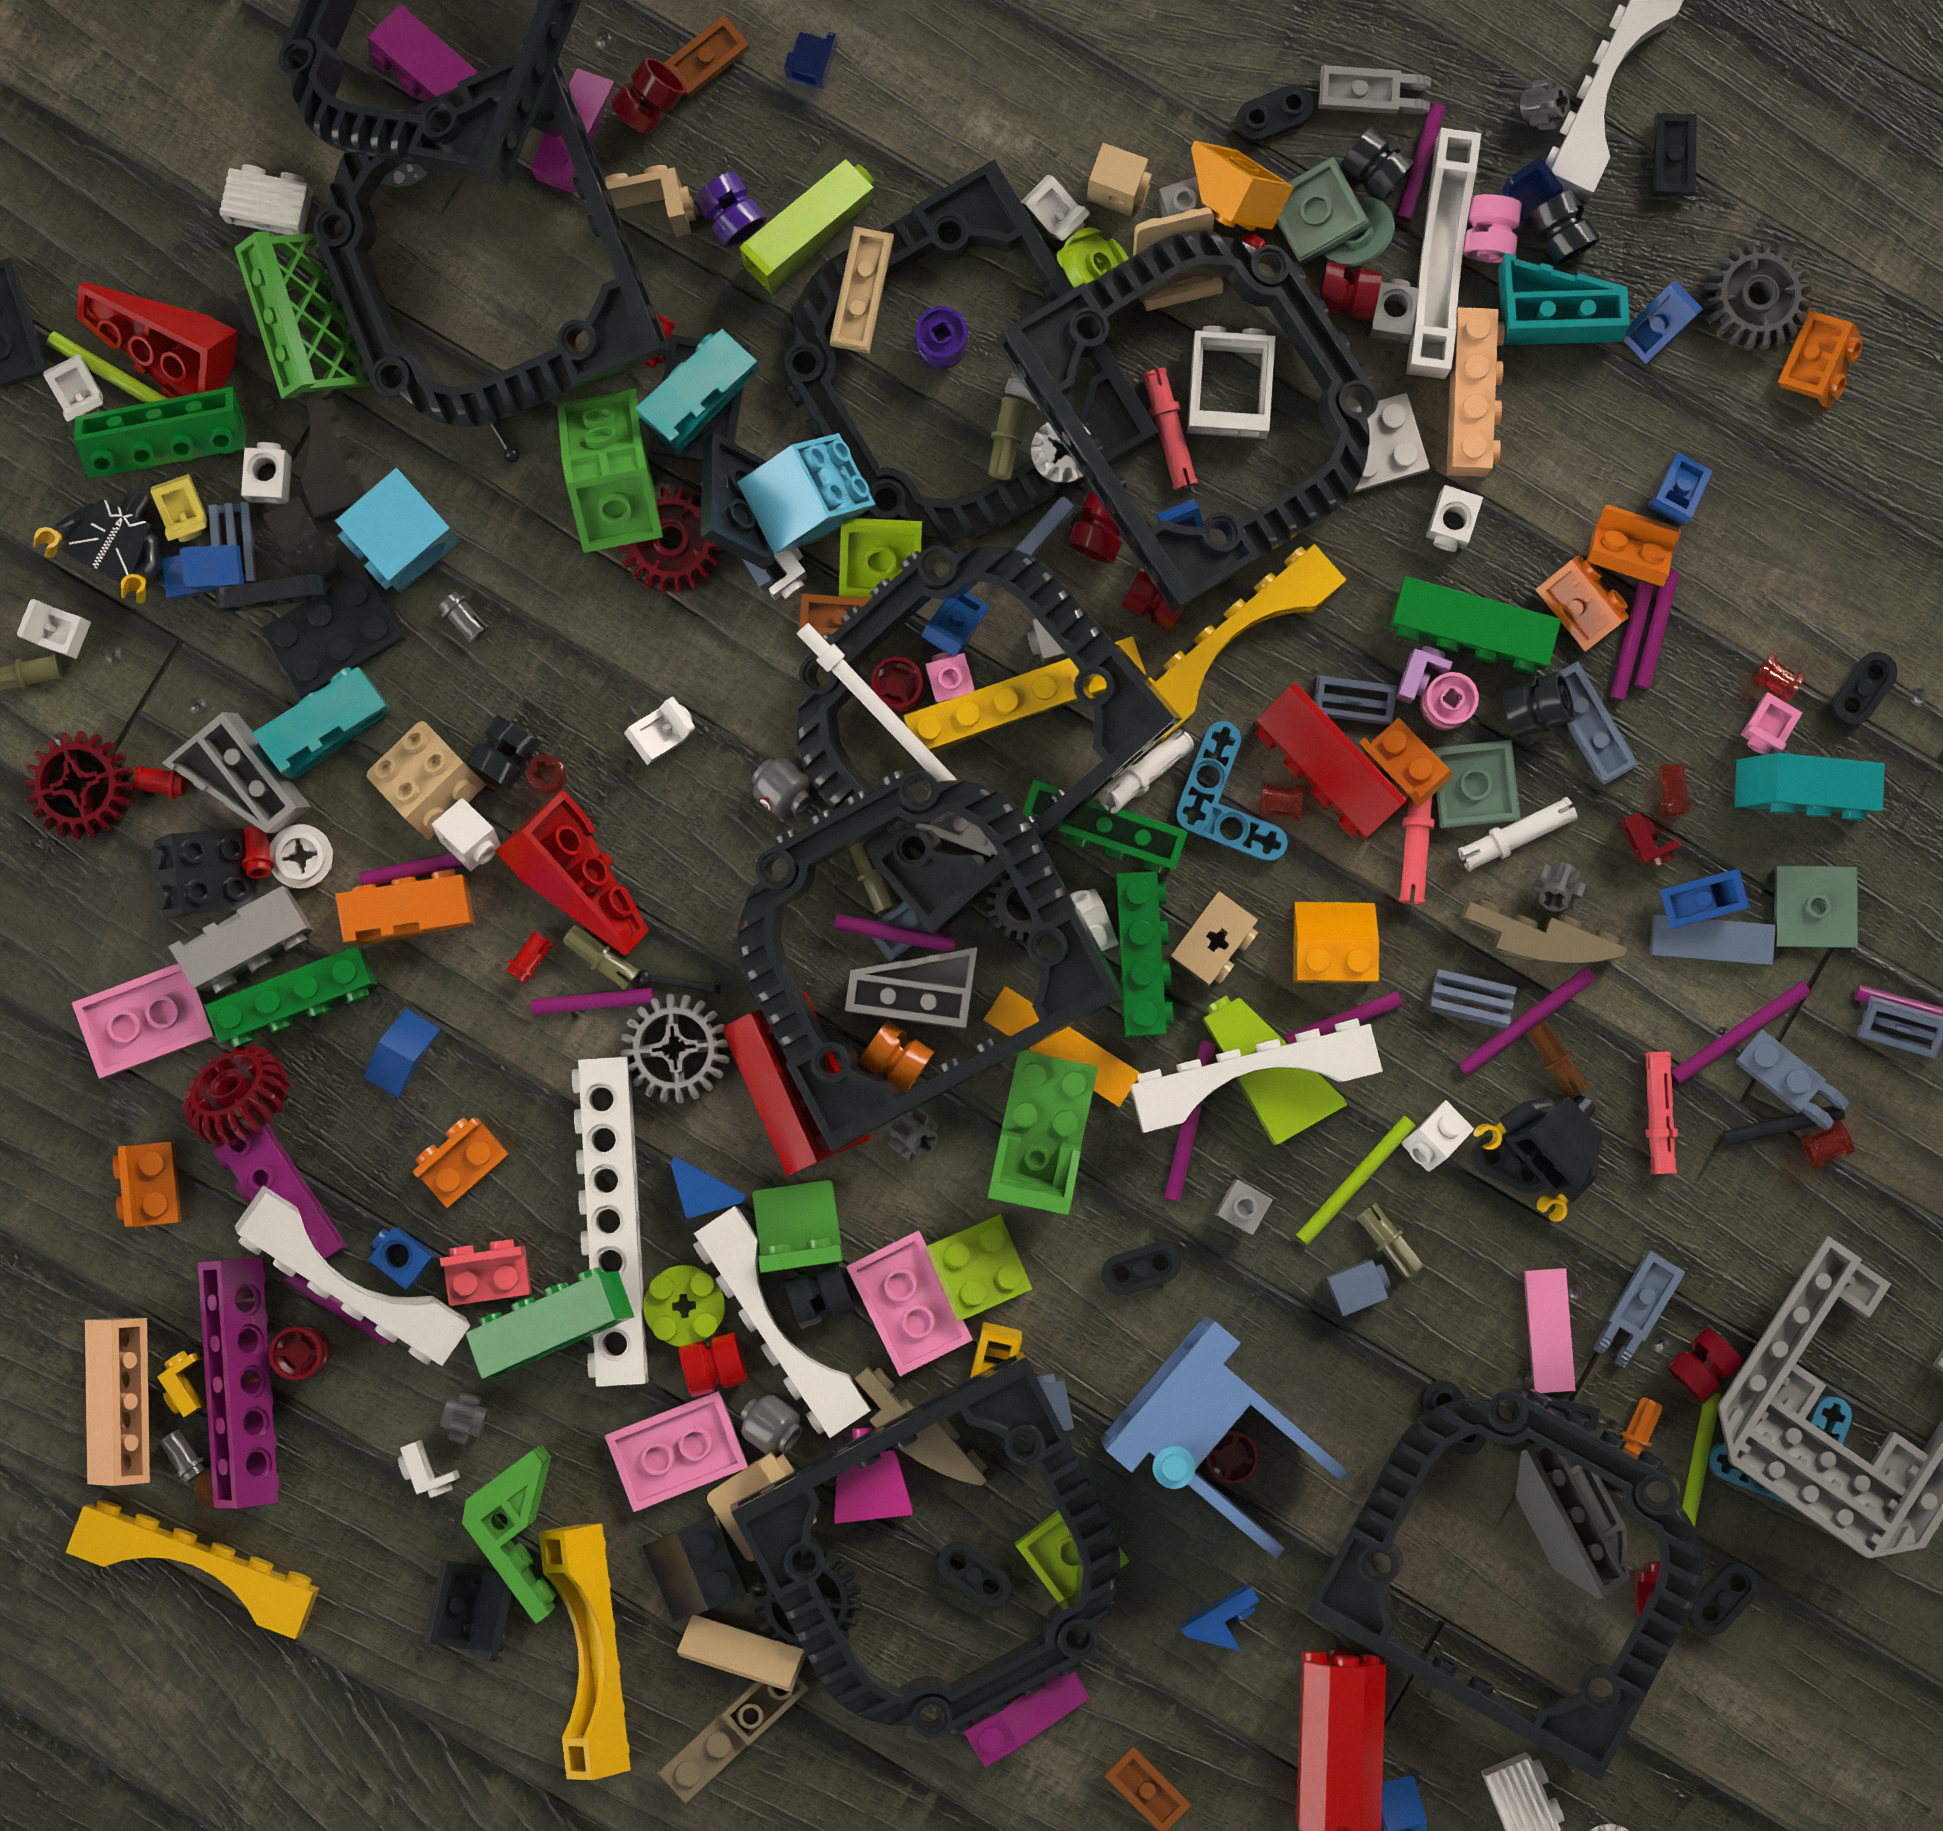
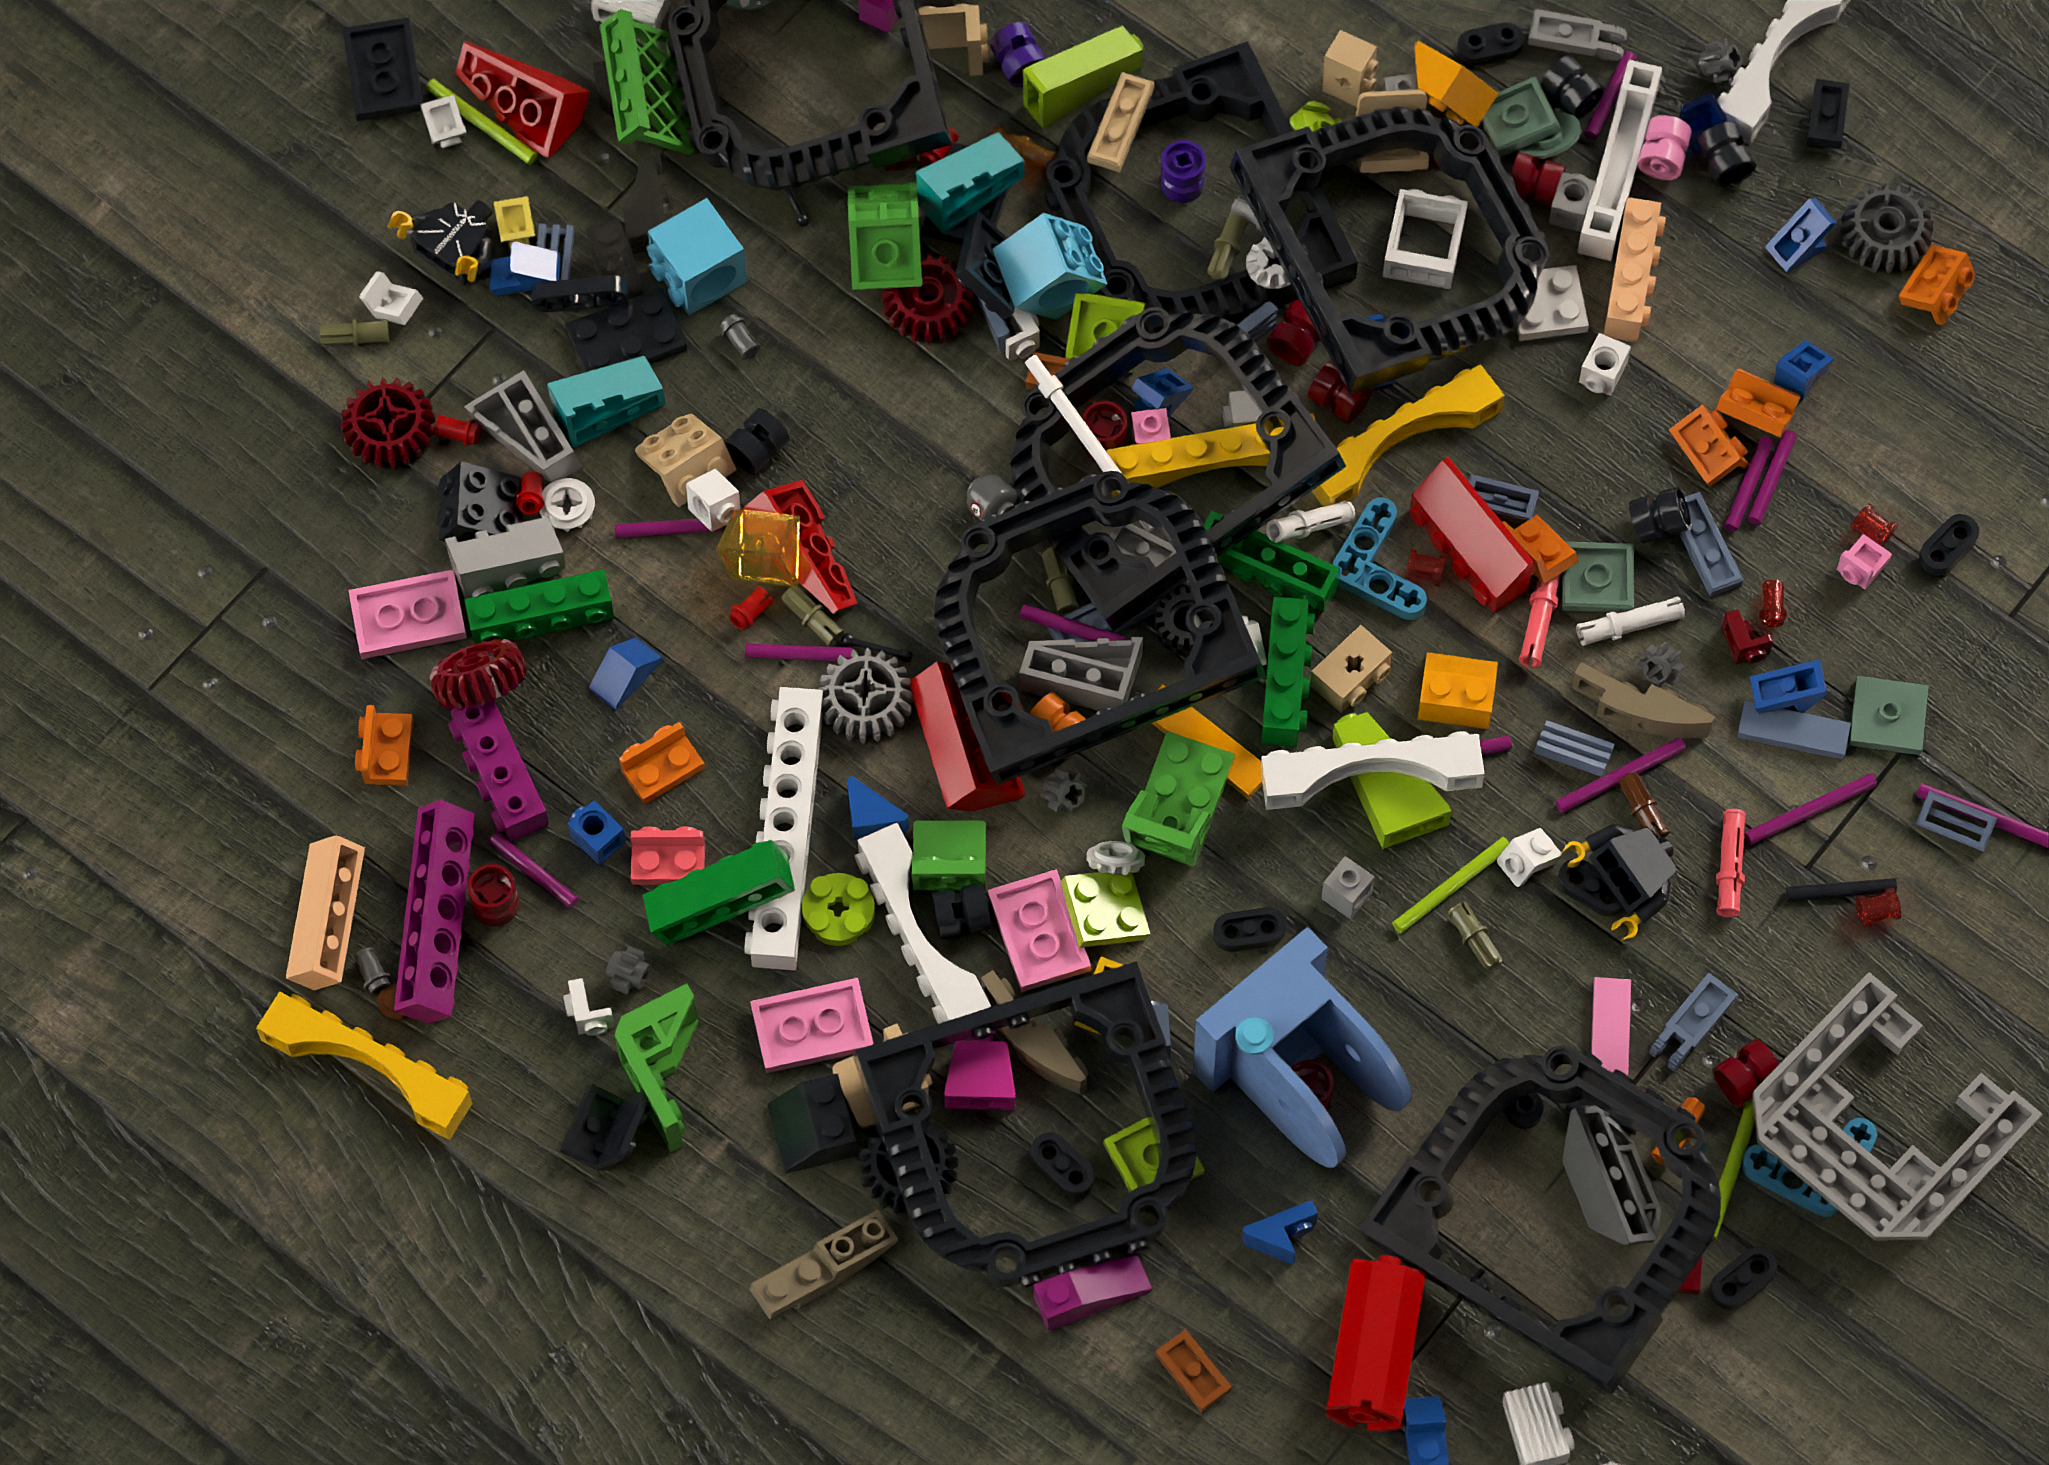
camera: 10 degrees right, 20 degrees down
(160, 432) = (510, 160): green brick -> none
(180, 1393) = (379, 899): yellow bracket -> none
(271, 491) = (587, 192): white brick -> none
(405, 908) = (649, 551): orange wedge -> none
(420, 1322) = (604, 884): white arch -> none
(530, 889) = (761, 547): none -> clear yellow slope
(558, 778) = (790, 454): clear red bush -> none
(596, 1734) = (707, 1106): yellow arch -> none
(661, 731) = (895, 444): white bracket -> none
(713, 1364) = (856, 954): red wheel -> none
(741, 1653) = (842, 1197): tan tile -> none
(751, 329) = (1026, 149): none -> clear orange pin
(770, 1425) = (899, 1007): dark grey head -> none
(964, 1209) = (1115, 857): none -> white gear
(1055, 209) = (1292, 88): white bracket -> none
(1171, 435) = (1368, 269): coral pin -> none
(1187, 1135) = (1303, 835): magenta bar -> none
(1358, 1286) = (1441, 968): sand blue brick -> none
(1414, 678) = (1556, 482): lavender bracket -> none
(1449, 701) = (1582, 504): bright pink wheel -> none
(1474, 624) = (1611, 446): green brick -> none
(1557, 306) = (1715, 213): teal wedge -> none
(1789, 1078) = (1850, 849): sand blue hinge -> none
(1810, 785) = (1892, 610): teal wedge -> none

